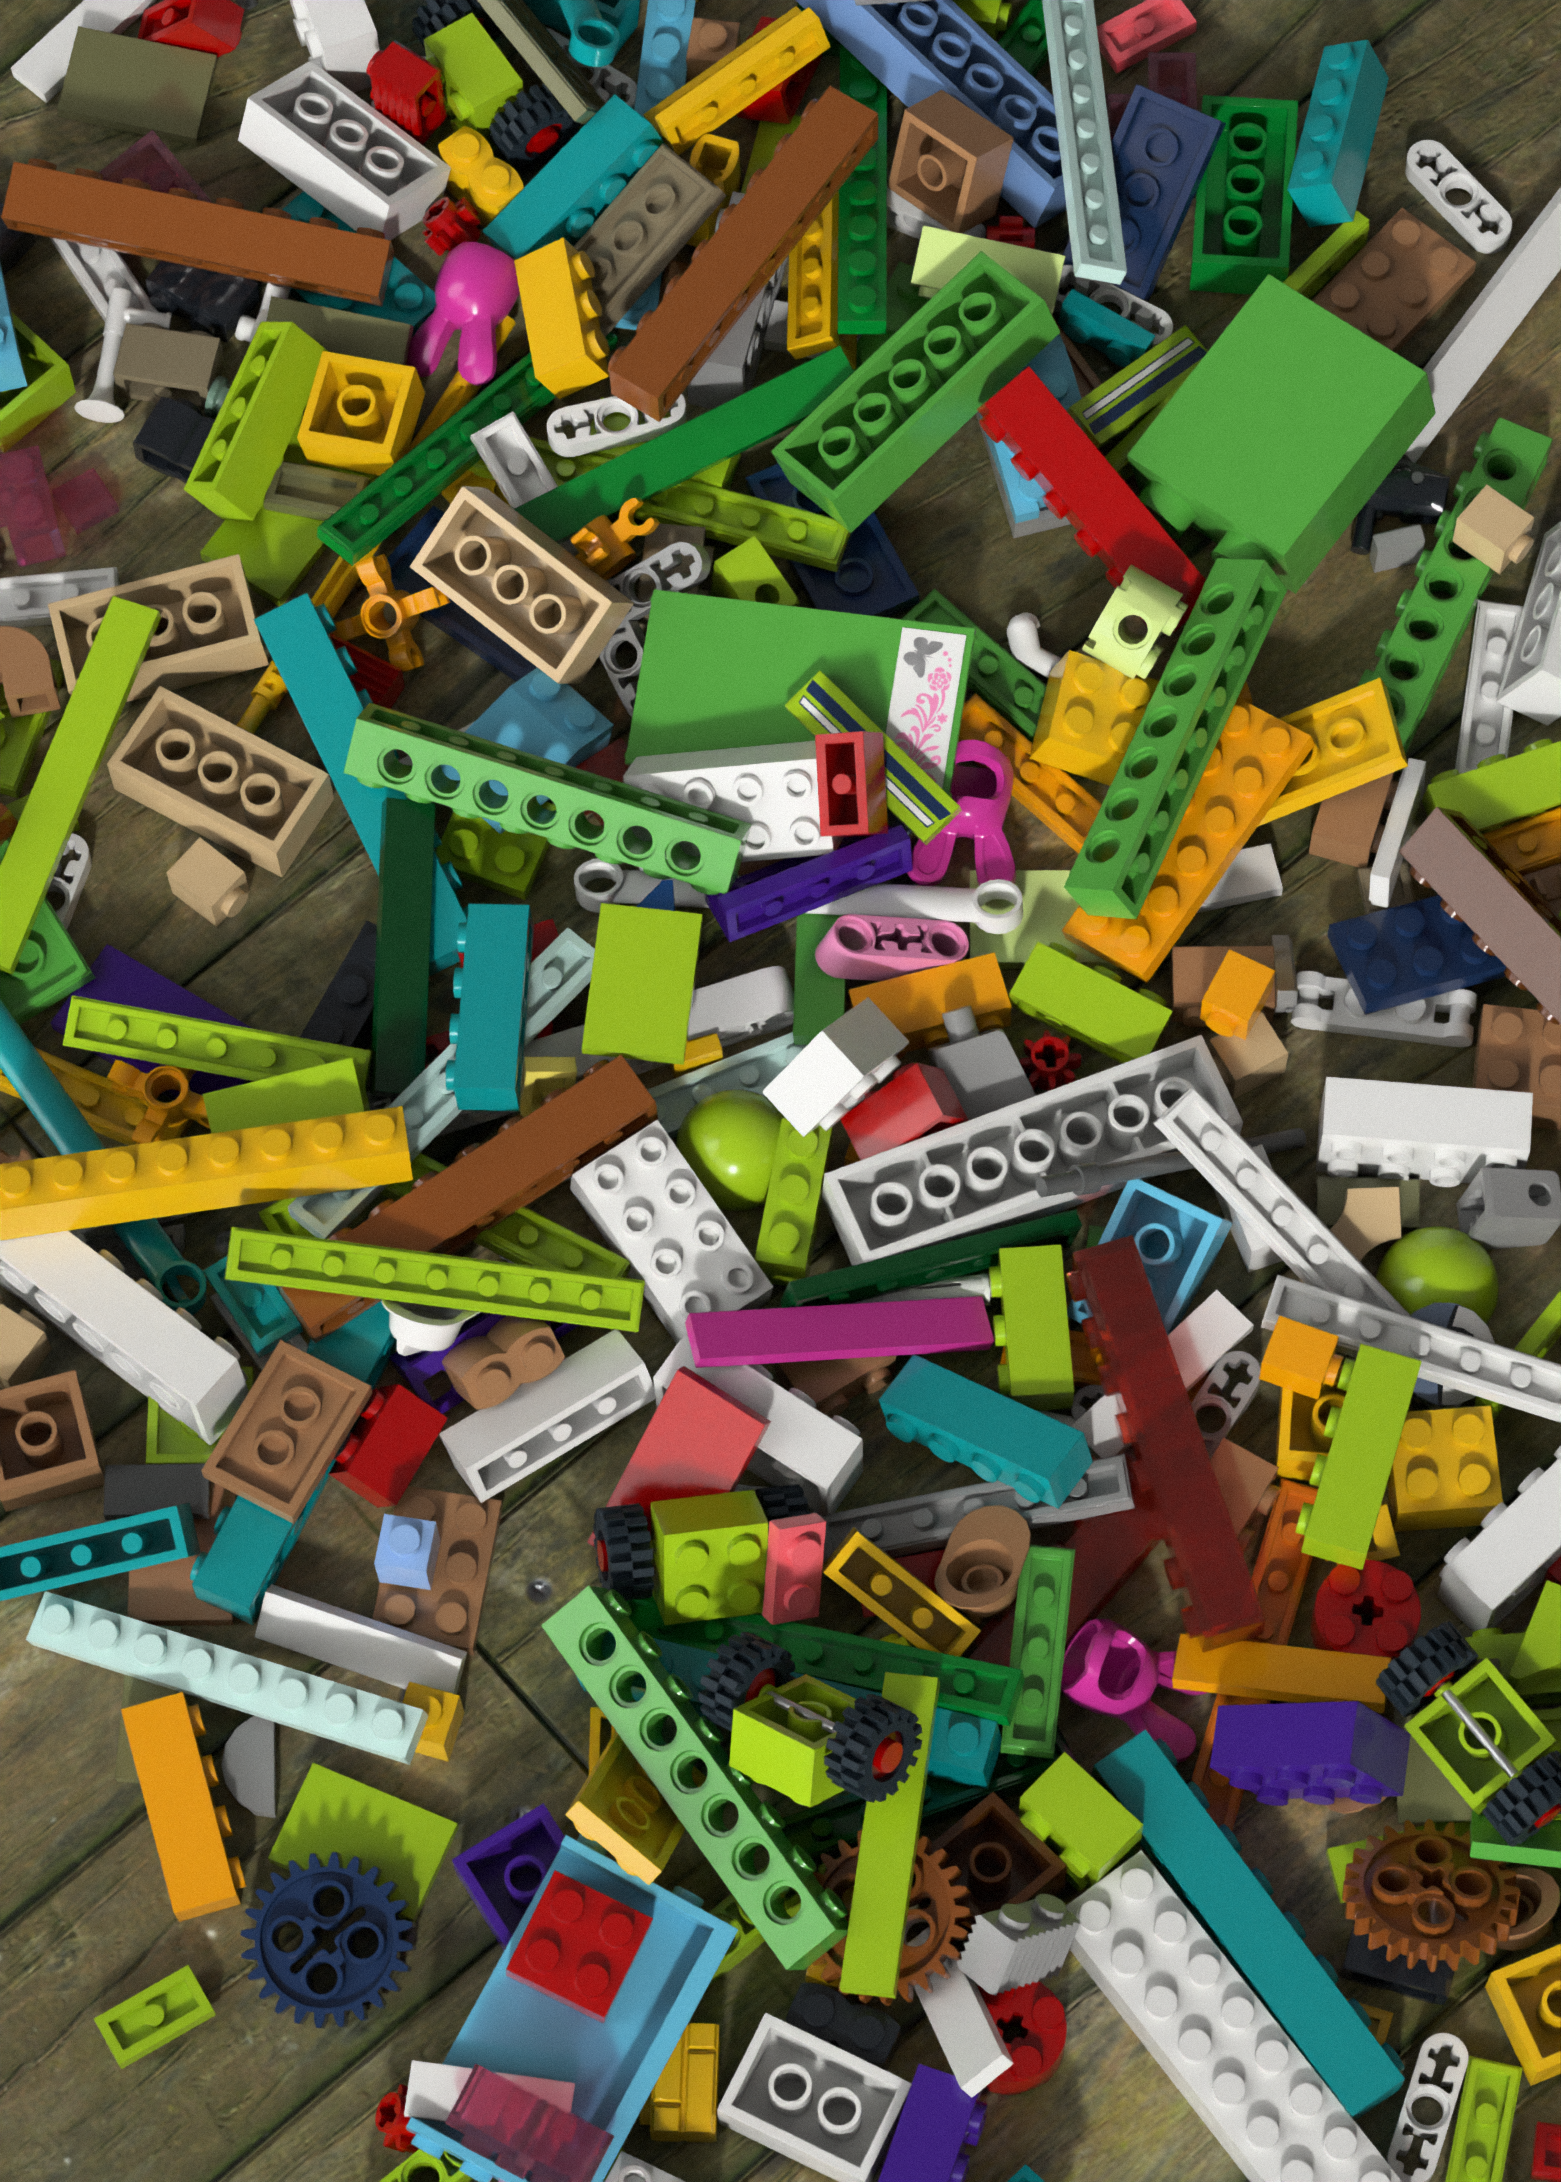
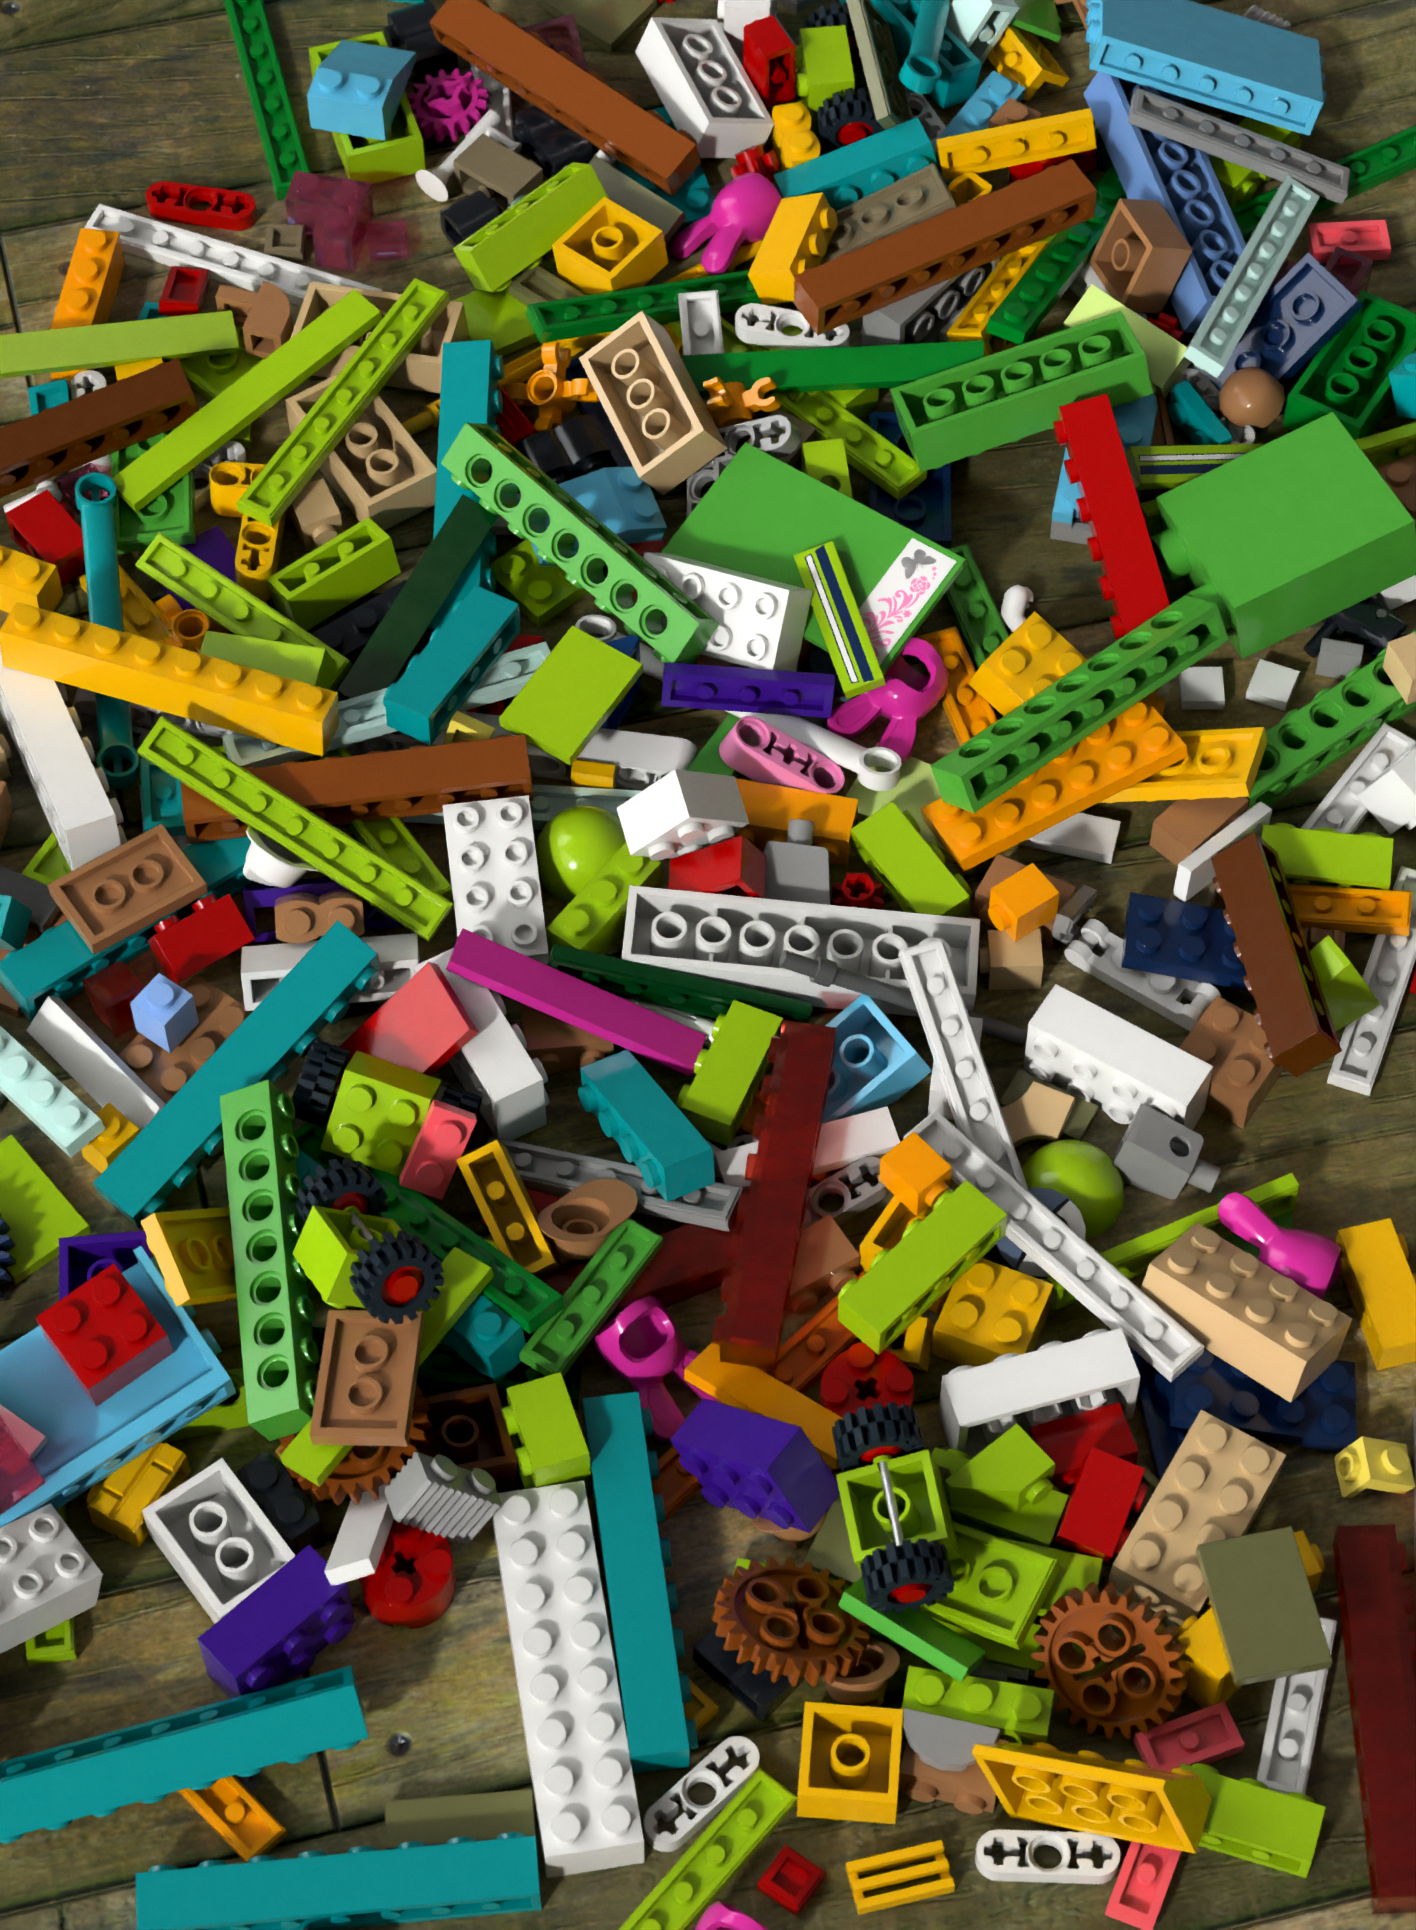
camera: 25 degrees right, 10 degrees down
(58, 295) = (448, 104): none -> dark pink gear
(142, 900) = (257, 543): none -> yellow beam
(177, 739) = (342, 403): none -> lime tile
(278, 949) = (334, 574): none -> lime brick
(337, 1555) = (111, 996): none -> clear red brick
(444, 679) = (568, 449): none -> black brick
(530, 1582) = (257, 1051): none -> teal brick
(851, 784) = (806, 622): red brick -> none
(888, 1867) = (366, 1380): none -> medium nougat plate
(1138, 596) = (1095, 612): yellowish green brick -> none
(1154, 279) = (1251, 397): none -> medium nougat hair
(1277, 650) = (1202, 688): none -> white tile
(1340, 608) = (1272, 685): none -> white tile

